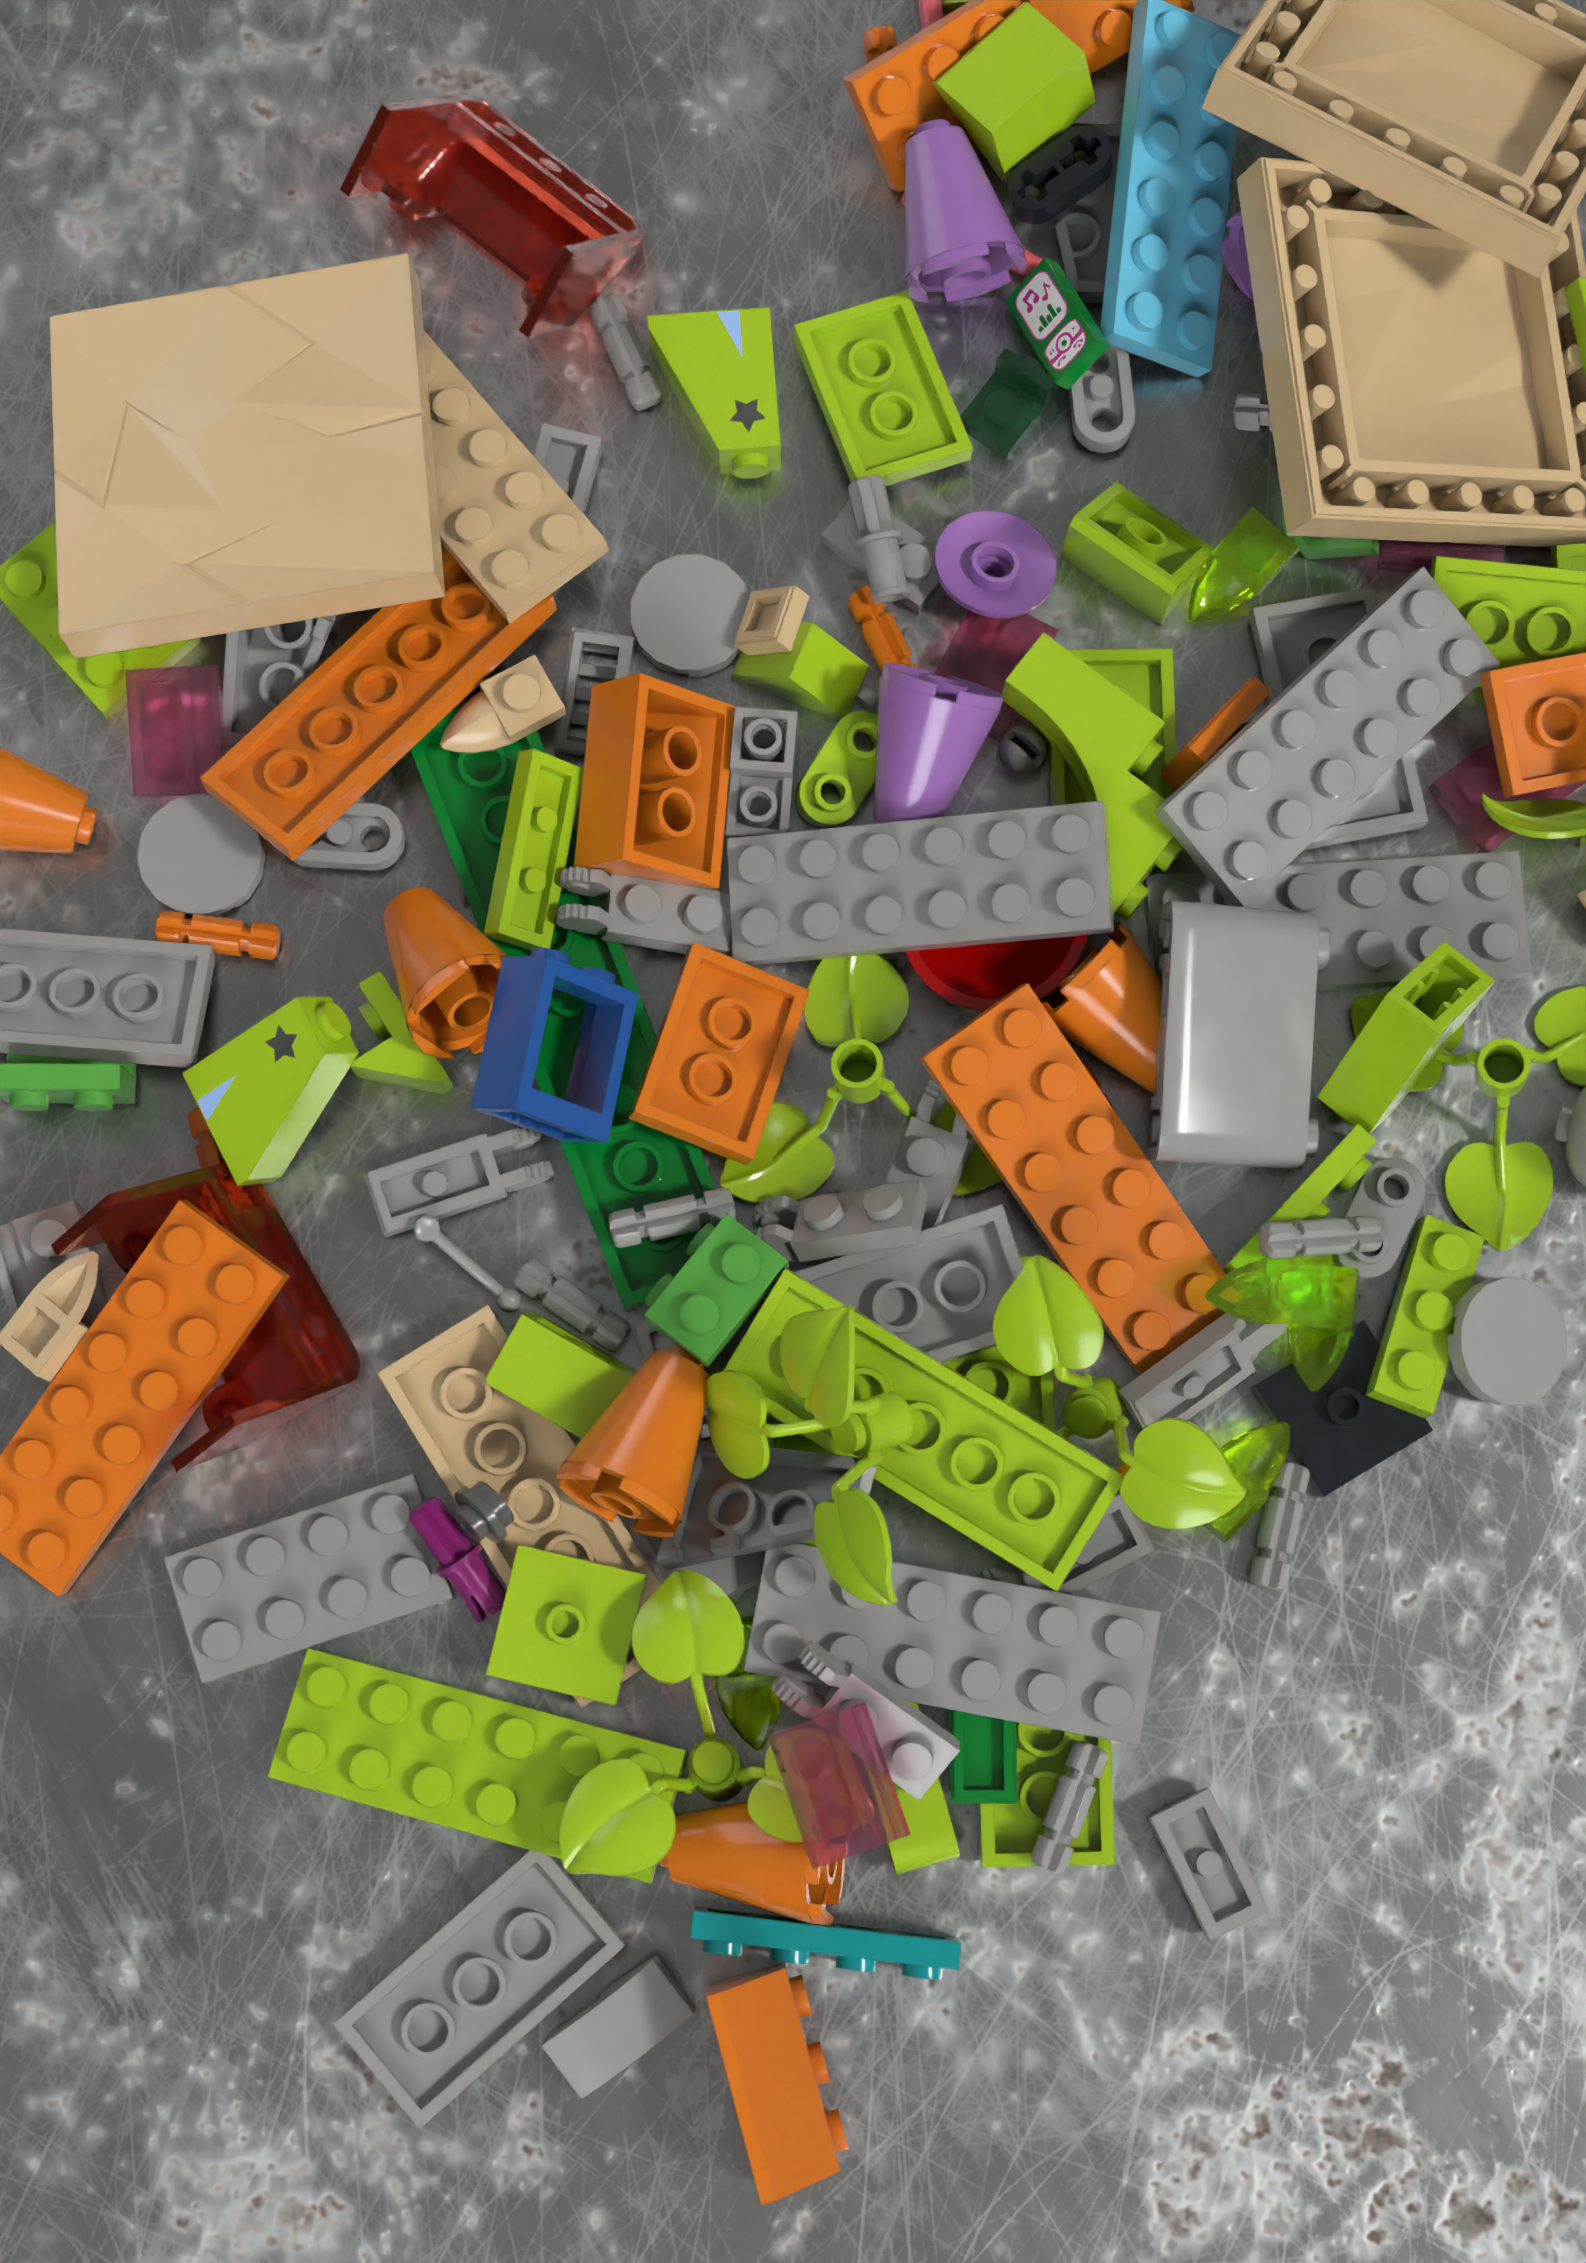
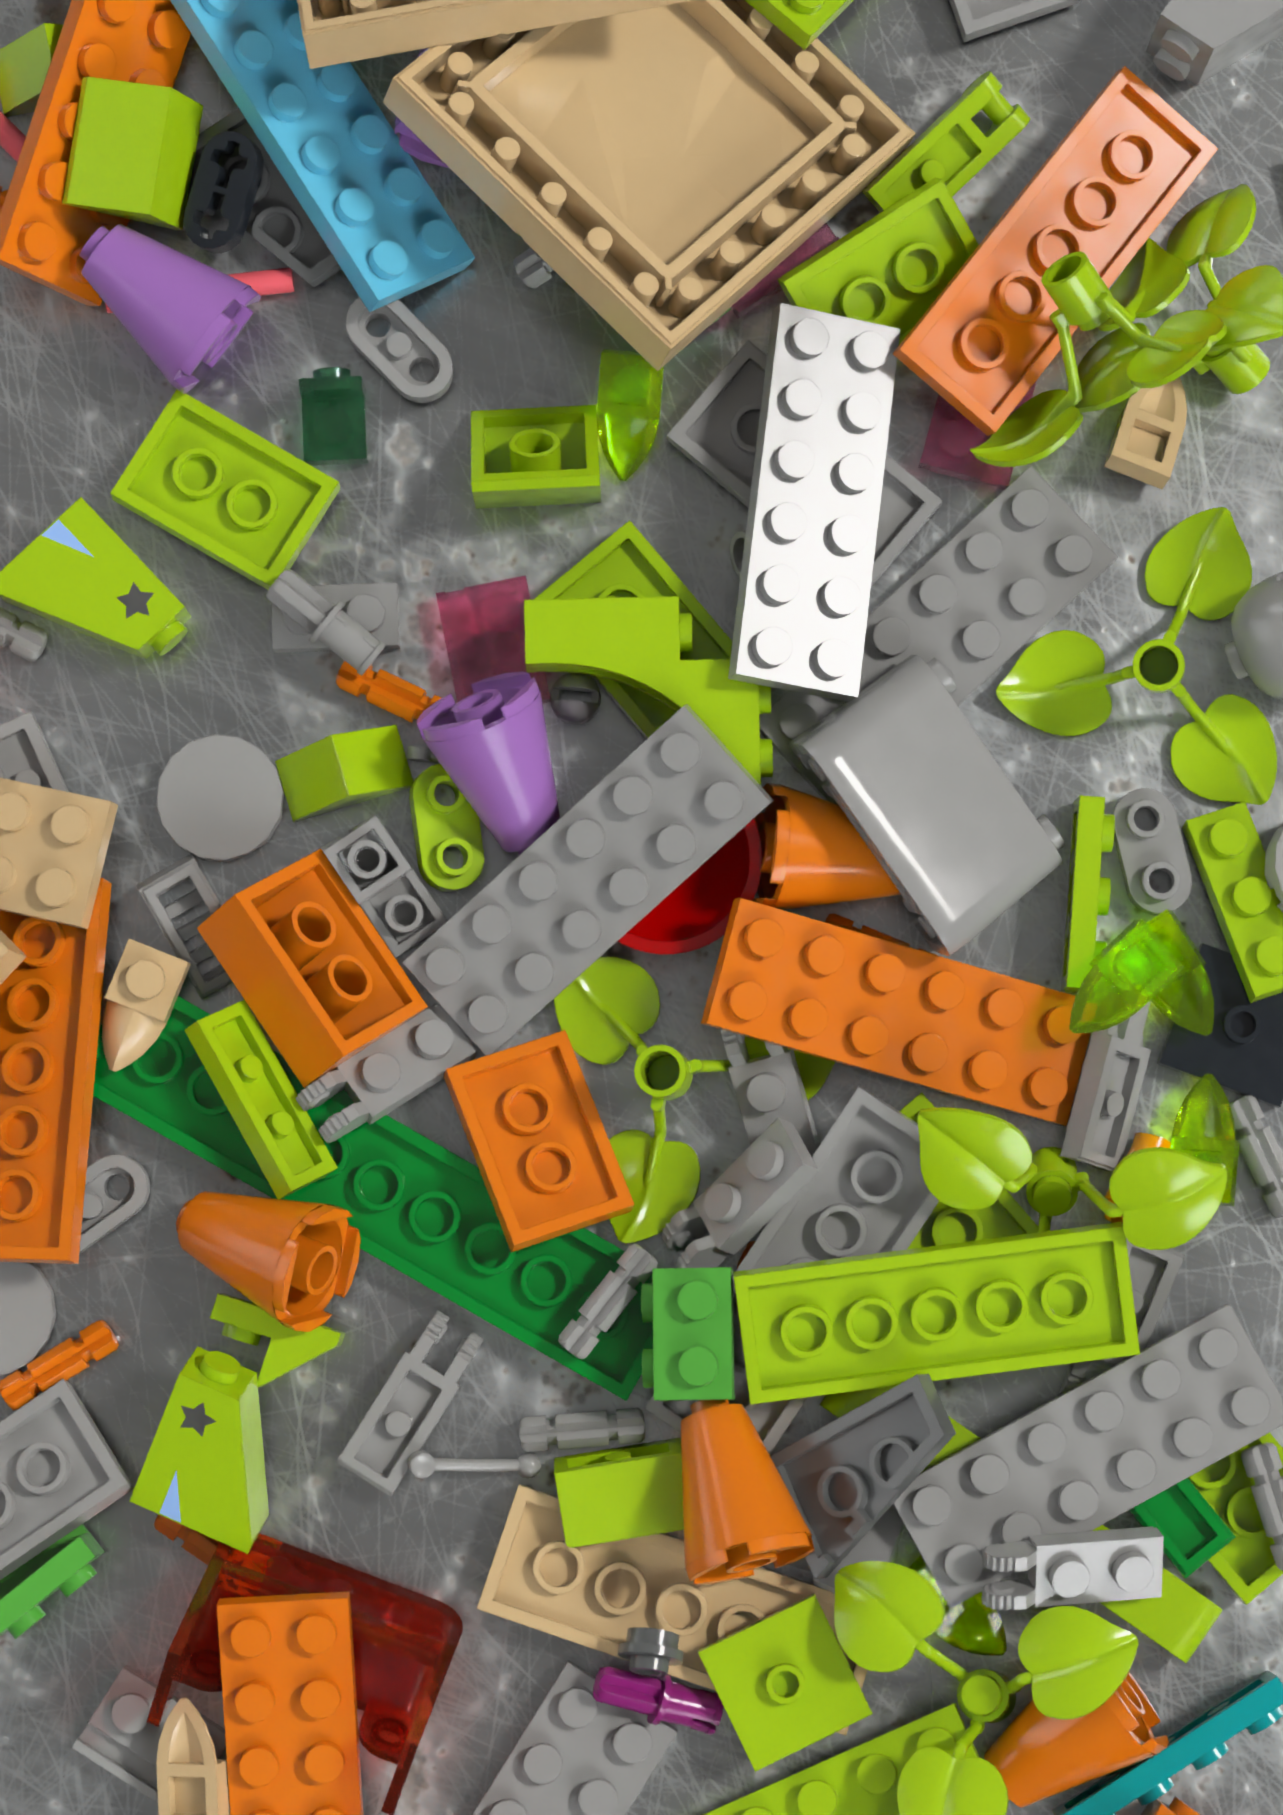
camera: 35 degrees left, 5 degrees up
(516, 1038) = (381, 1267): blue window -> none
(771, 620) = (293, 755): tan tile -> none
(821, 1368) = (838, 1345): lime plant -> none
(838, 1785) = (1097, 1641): clear pink plate -> none
(1000, 546) = (428, 539): medium lavender dish -> none
(1057, 323) = (322, 321): tile -> none
(1215, 733) = (720, 566): orange tile -> none
(1319, 1237) = (1121, 911): light grey axle -> none
(1404, 1037) = (1063, 696): lime slope -> none

